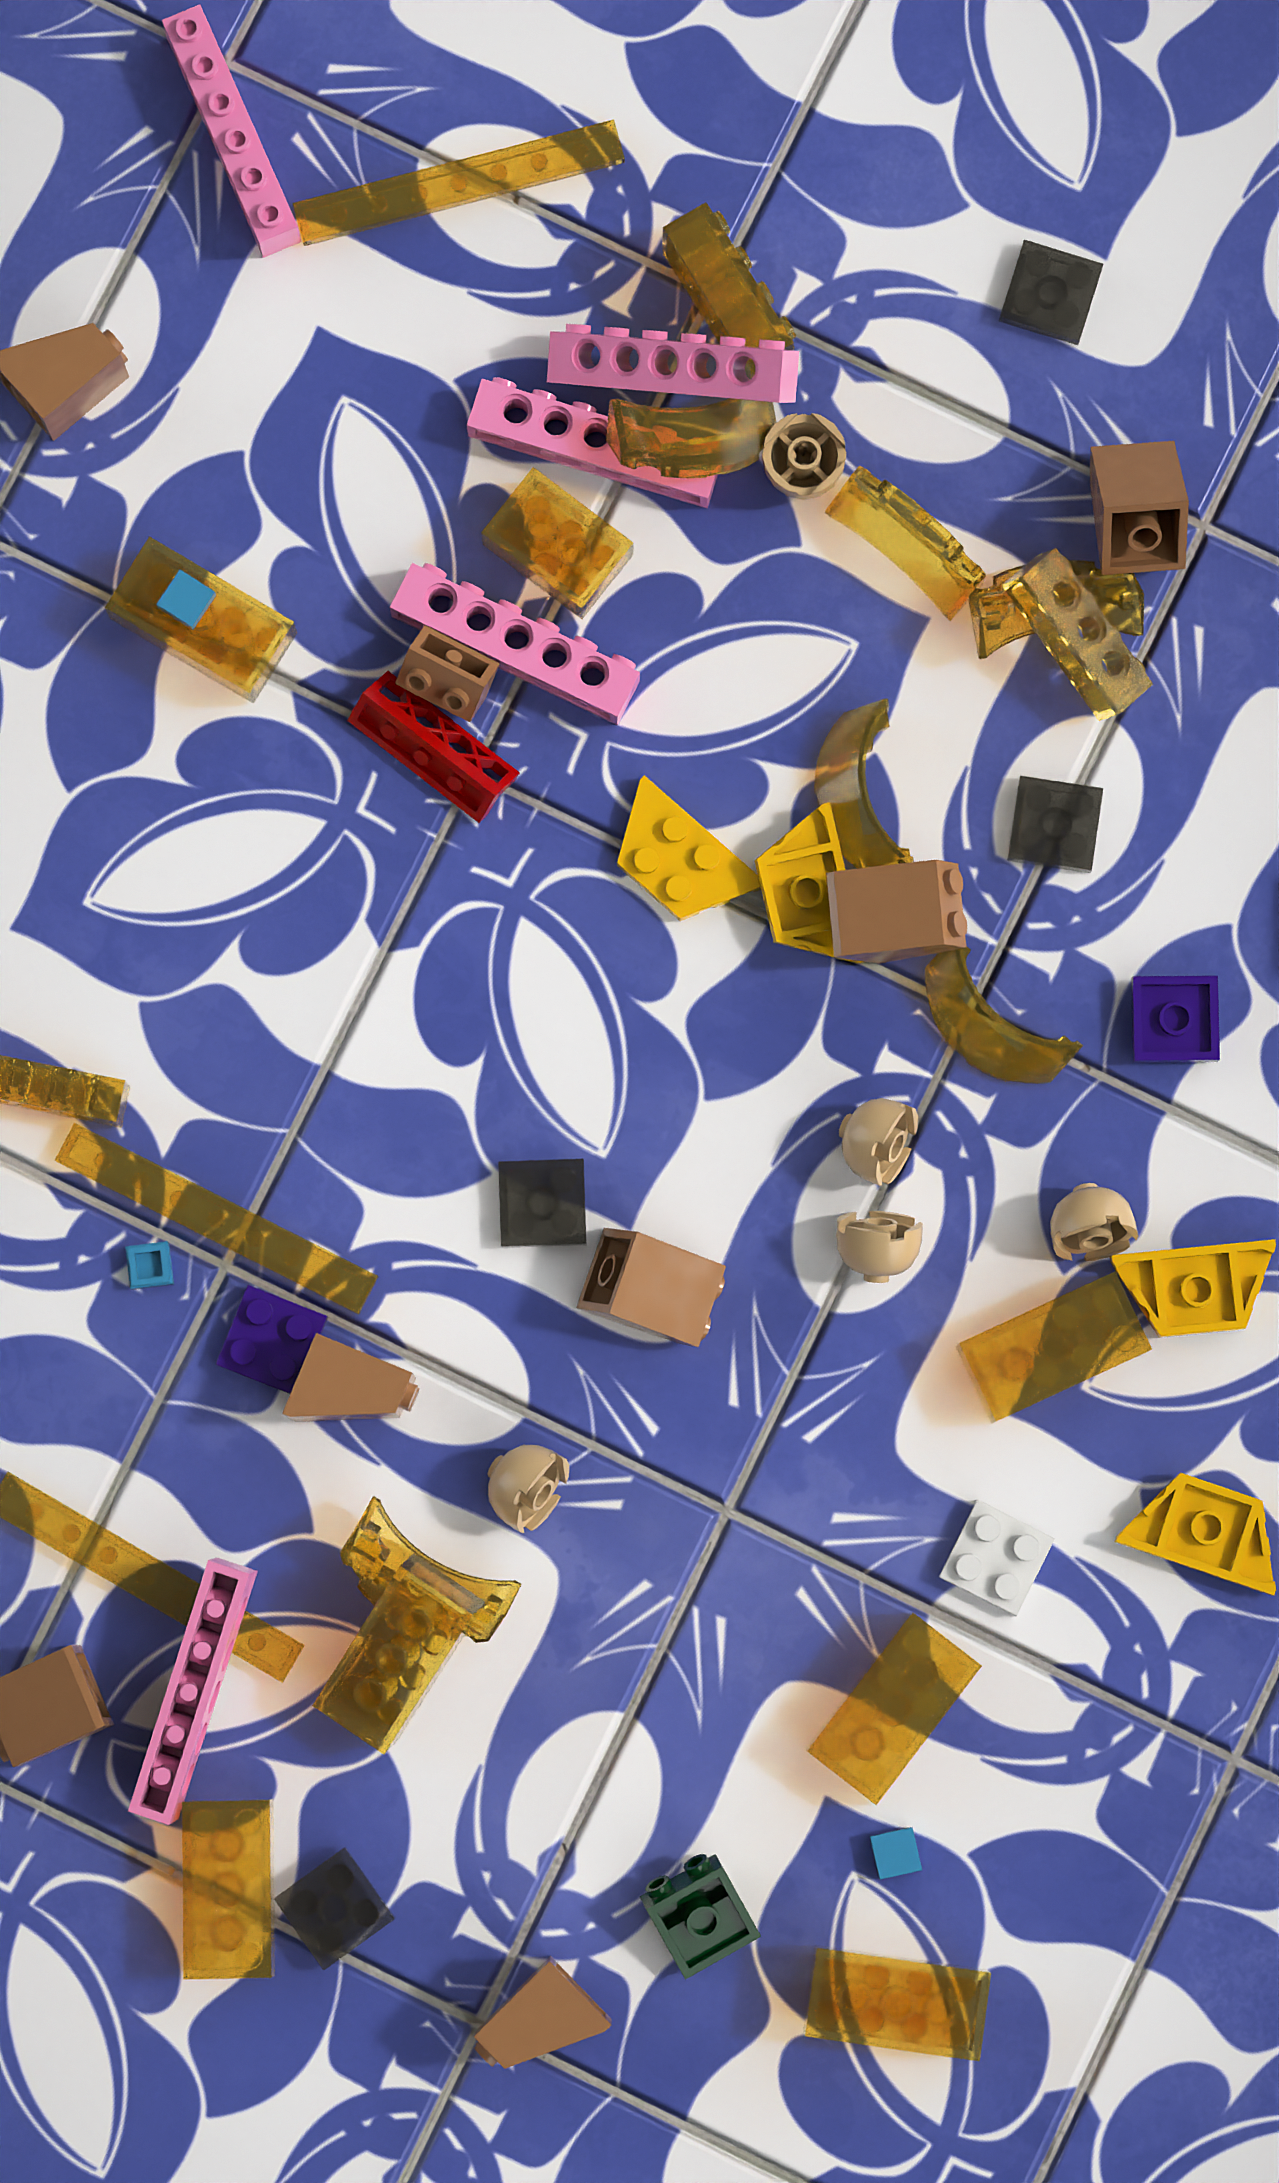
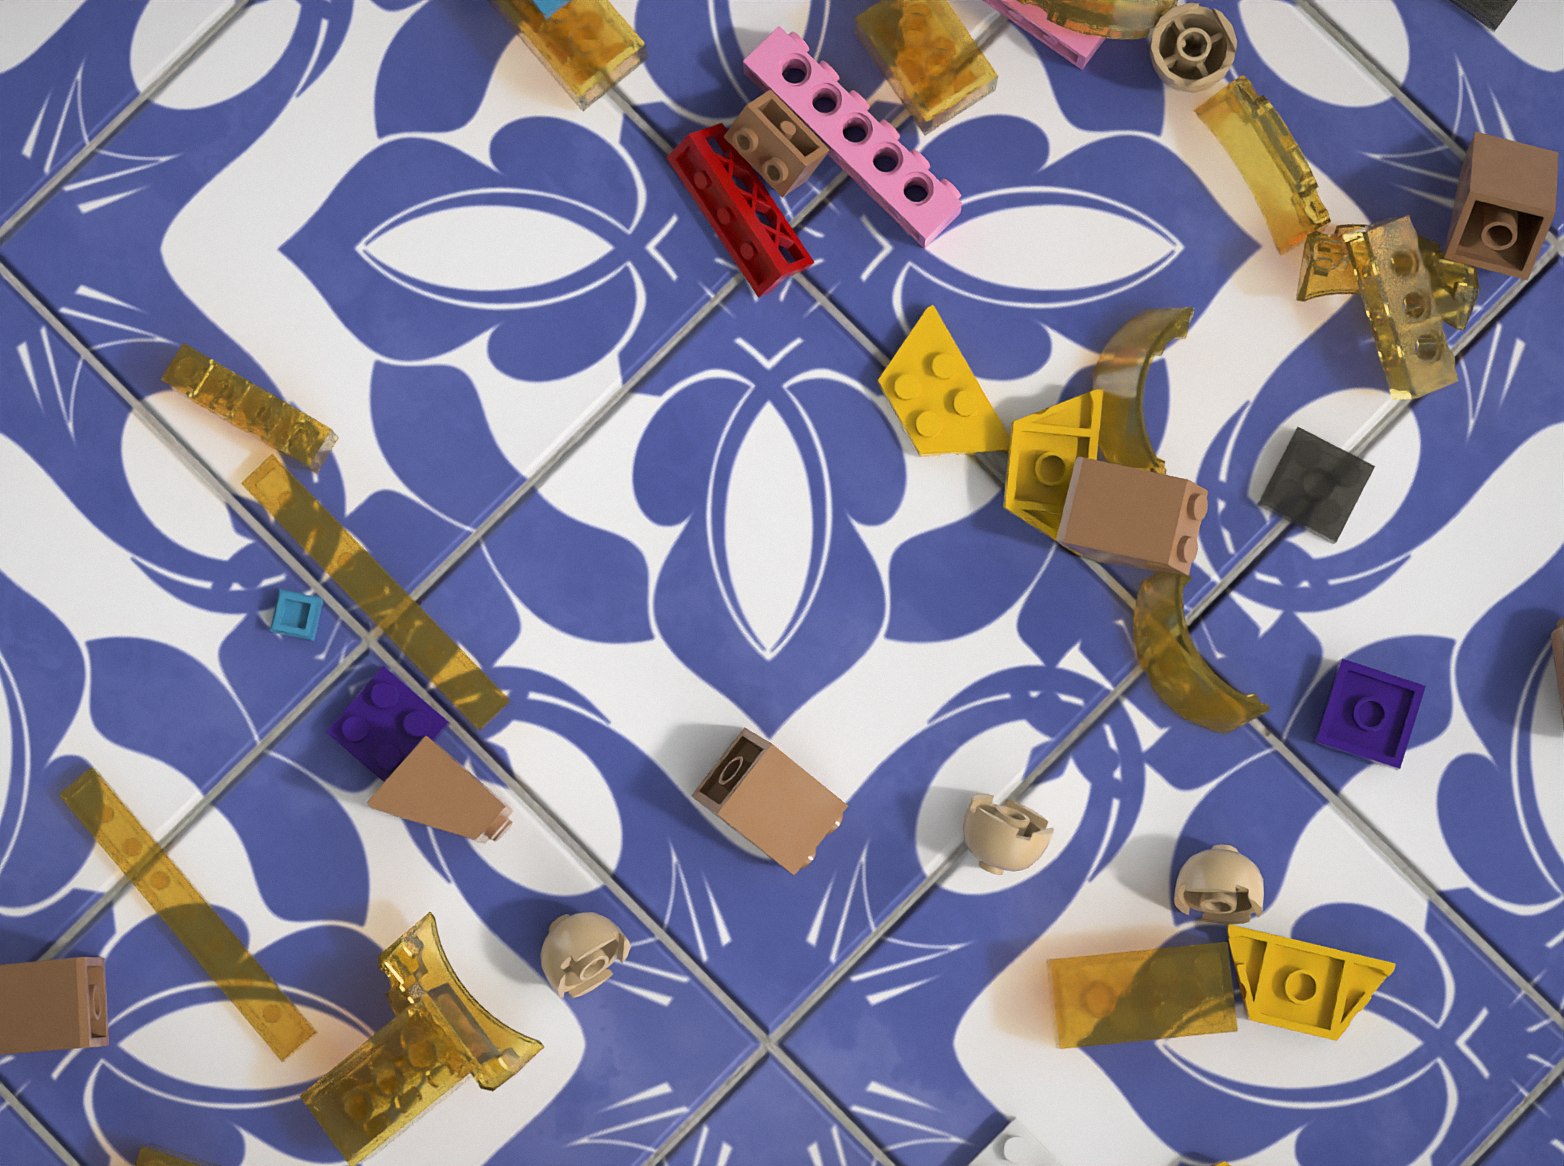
camera: 25 degrees right, 0 degrees up
(192, 1691) = (190, 1041): bright pink brick -> none
(542, 1203) = (693, 683): clear smoke plate -> none
(876, 1138) = (1037, 731): tan cylinder -> none

